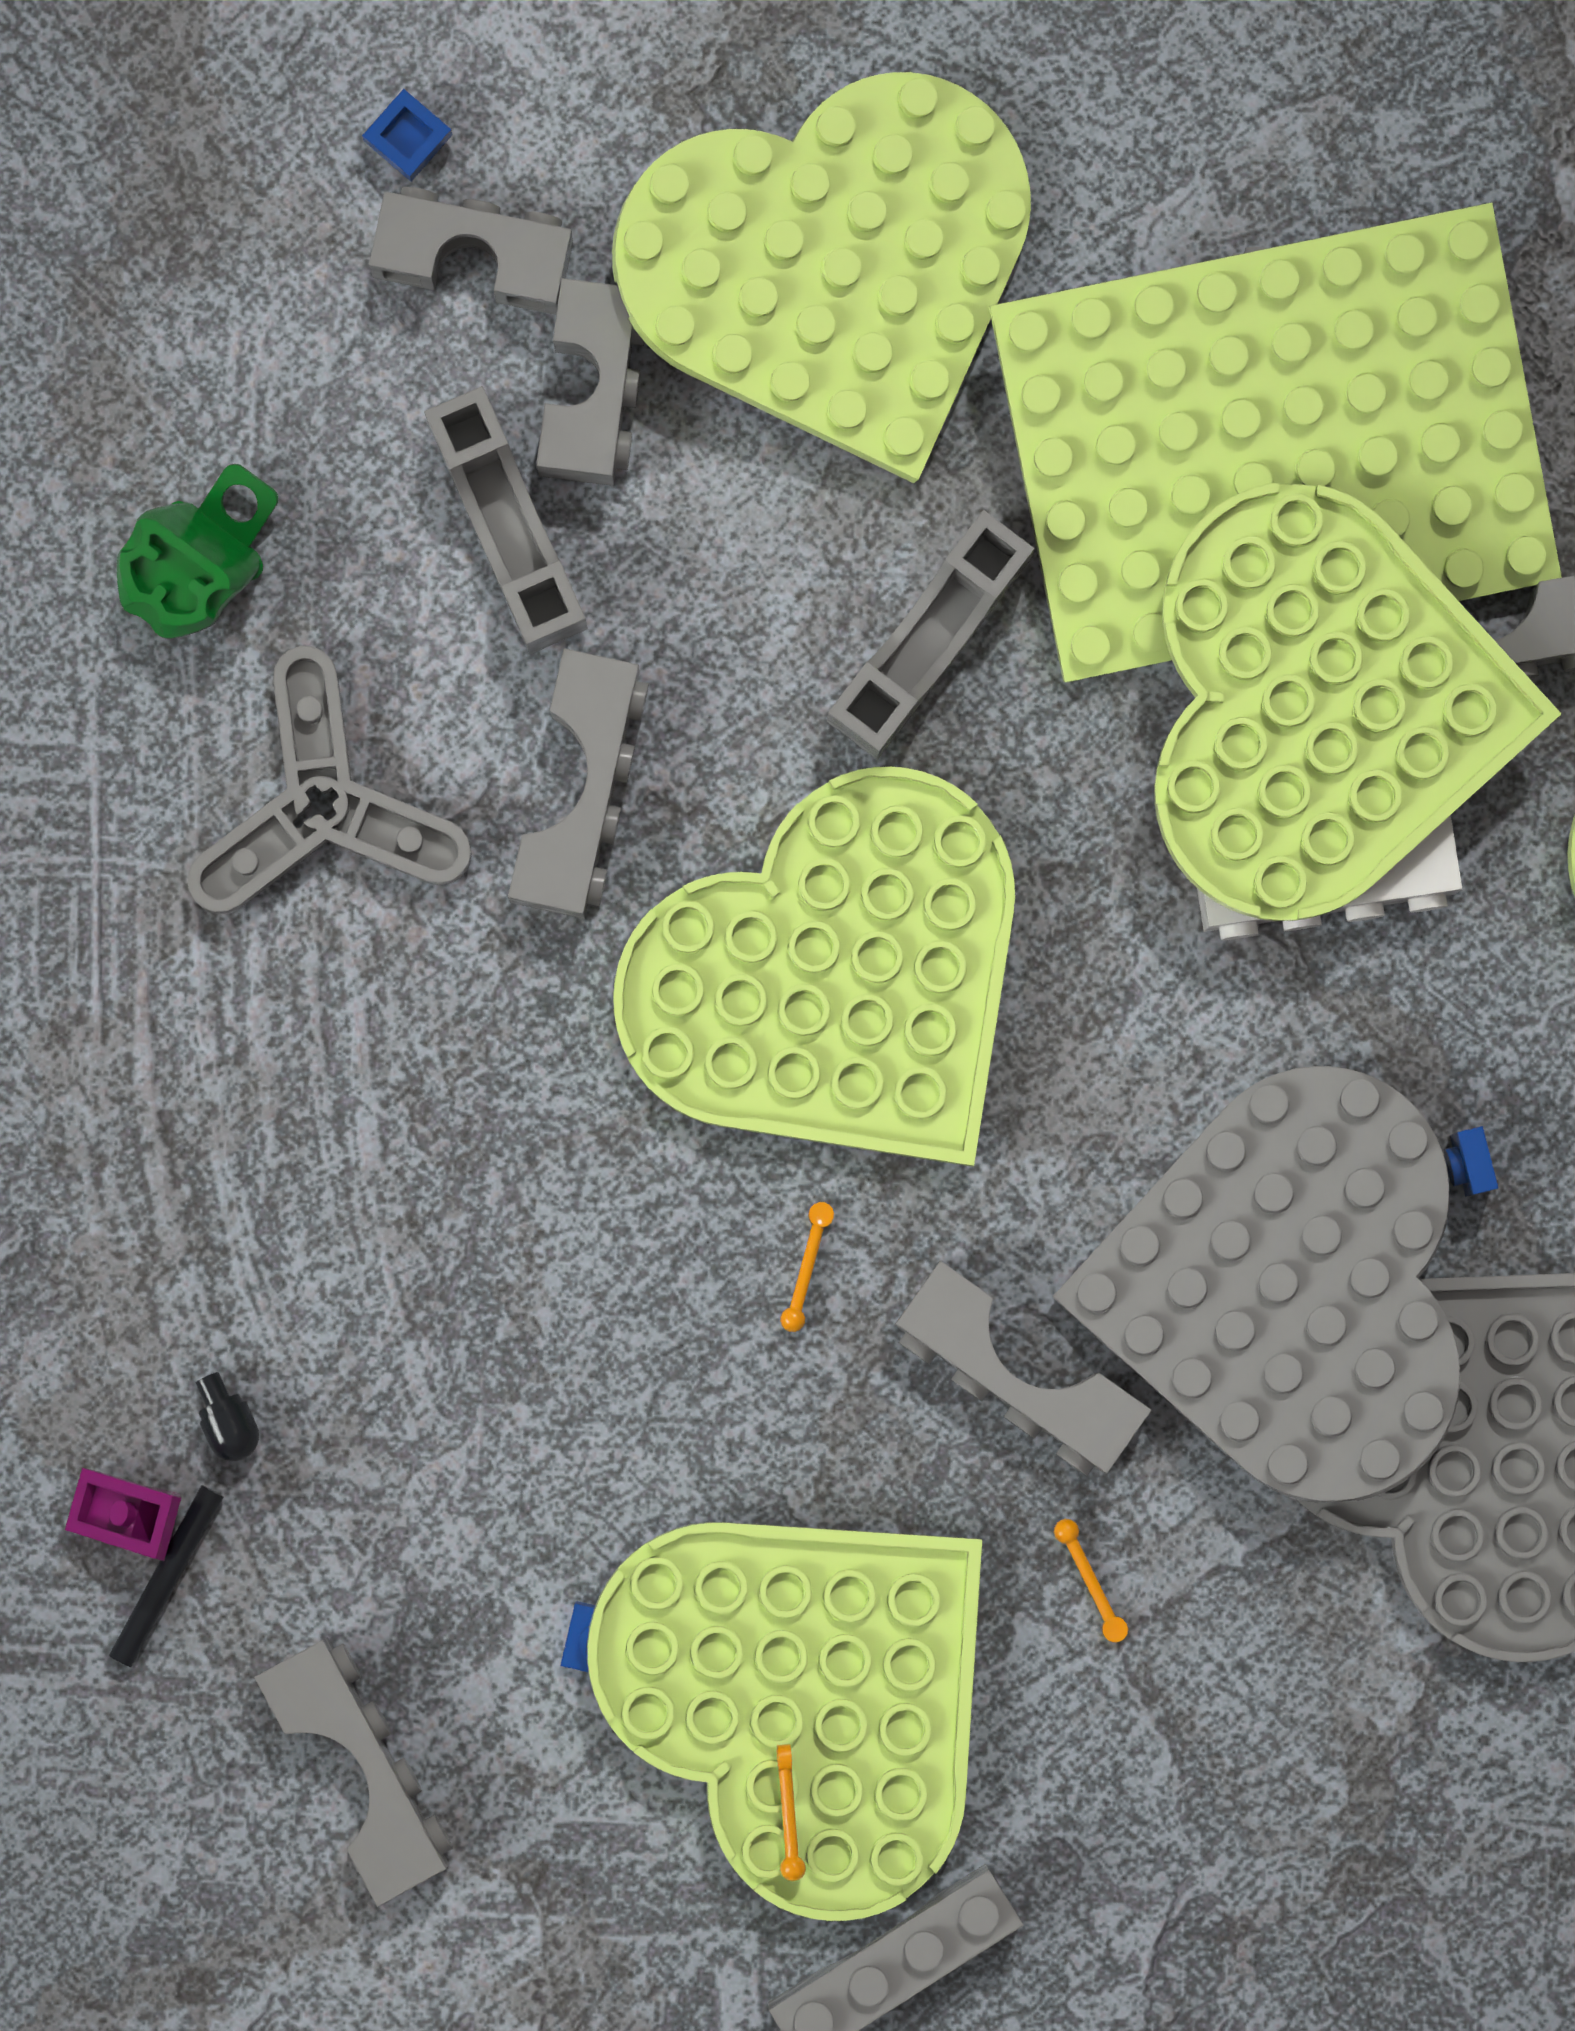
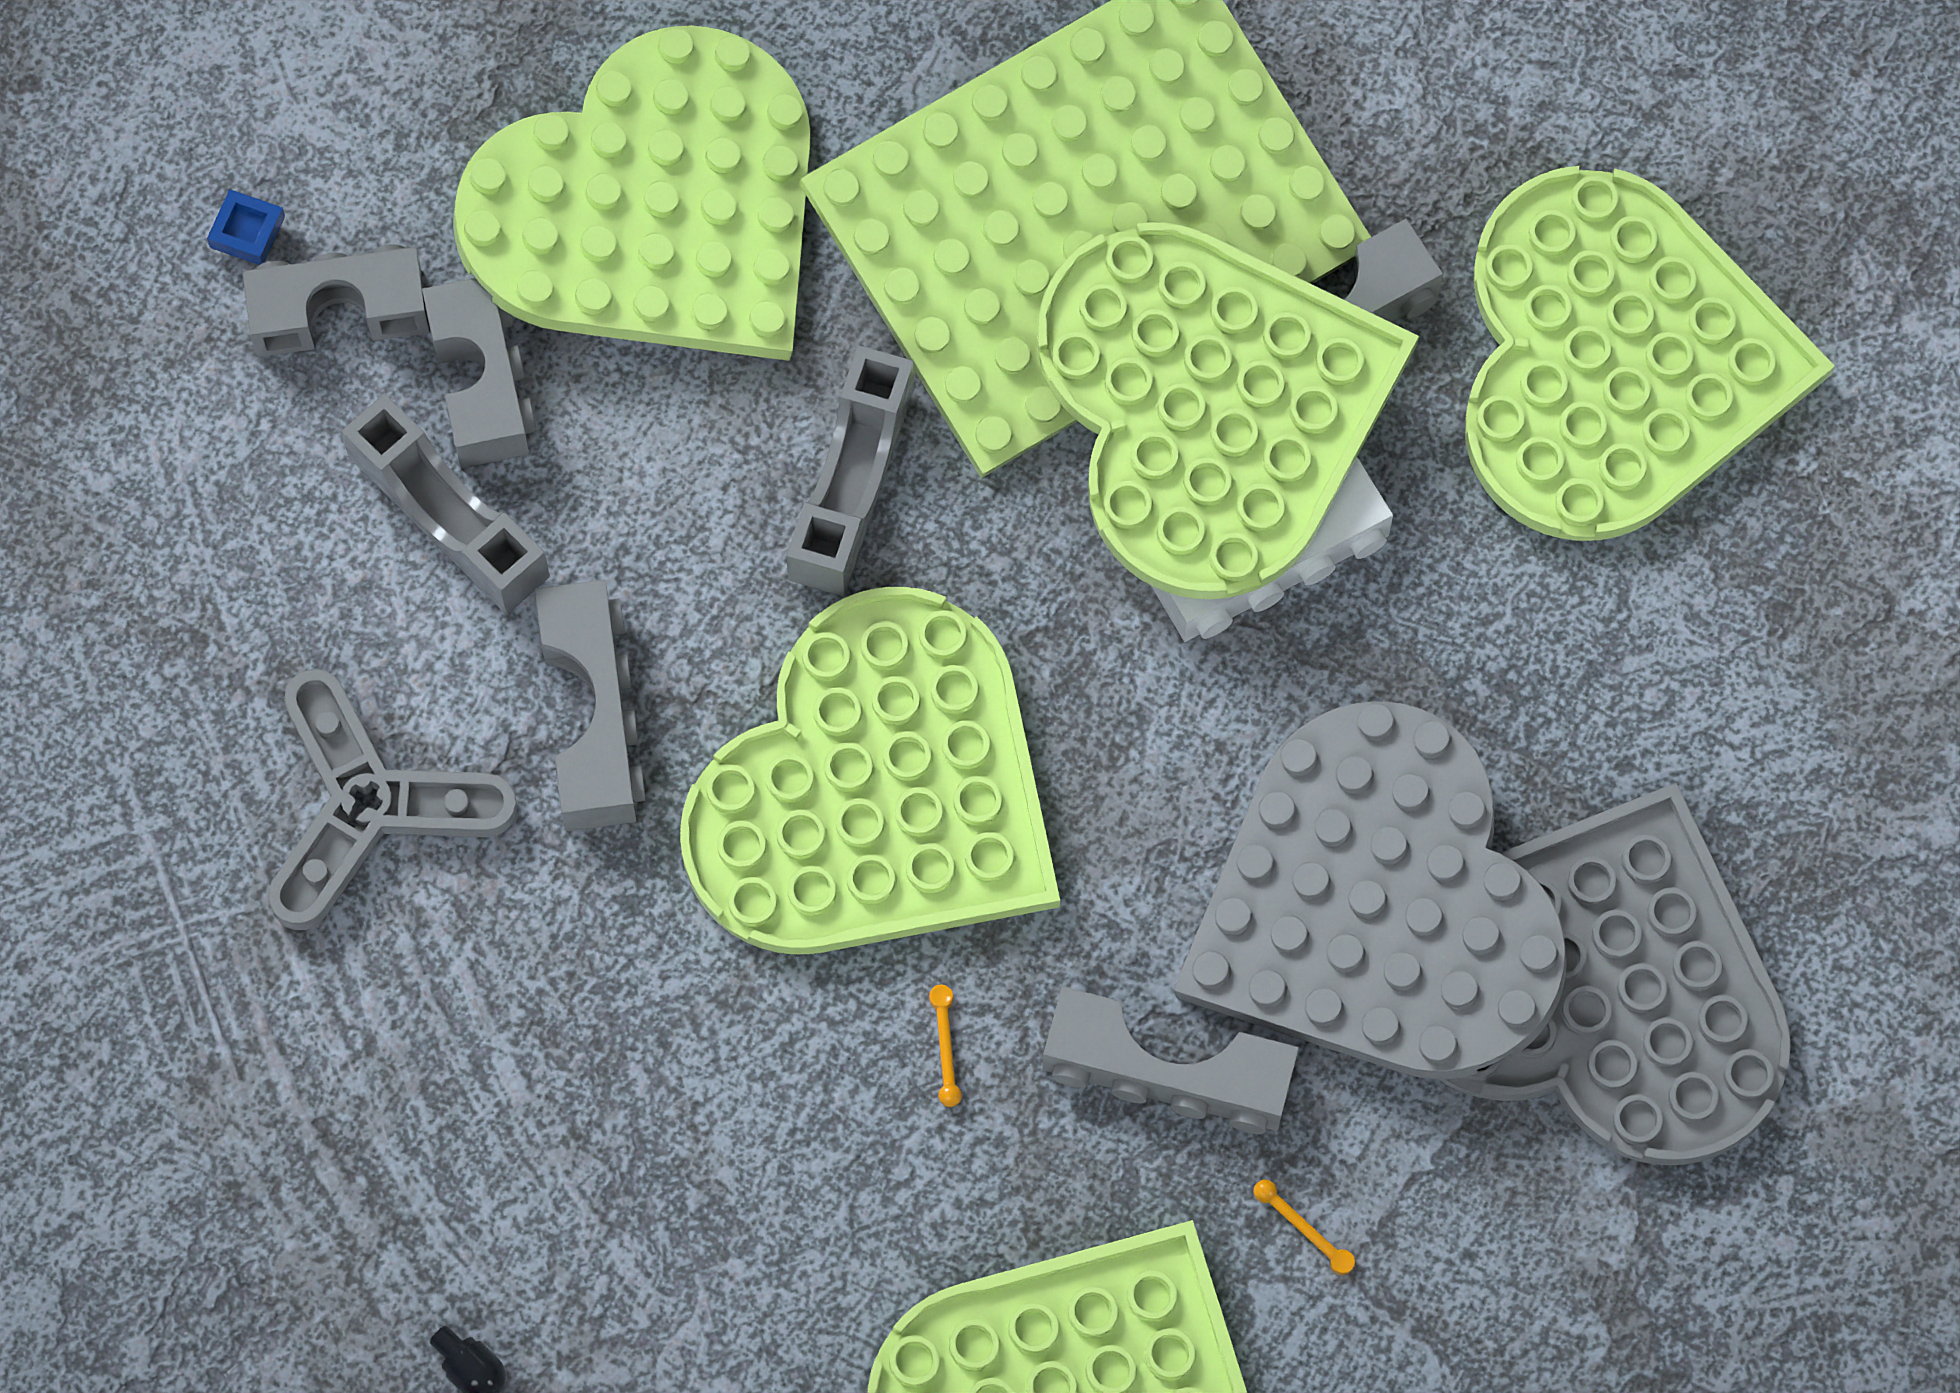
camera: 15 degrees left, 15 degrees down
(192, 560) = (178, 640): green piece -> none
(1470, 1162) = (1495, 743): blue plate -> none

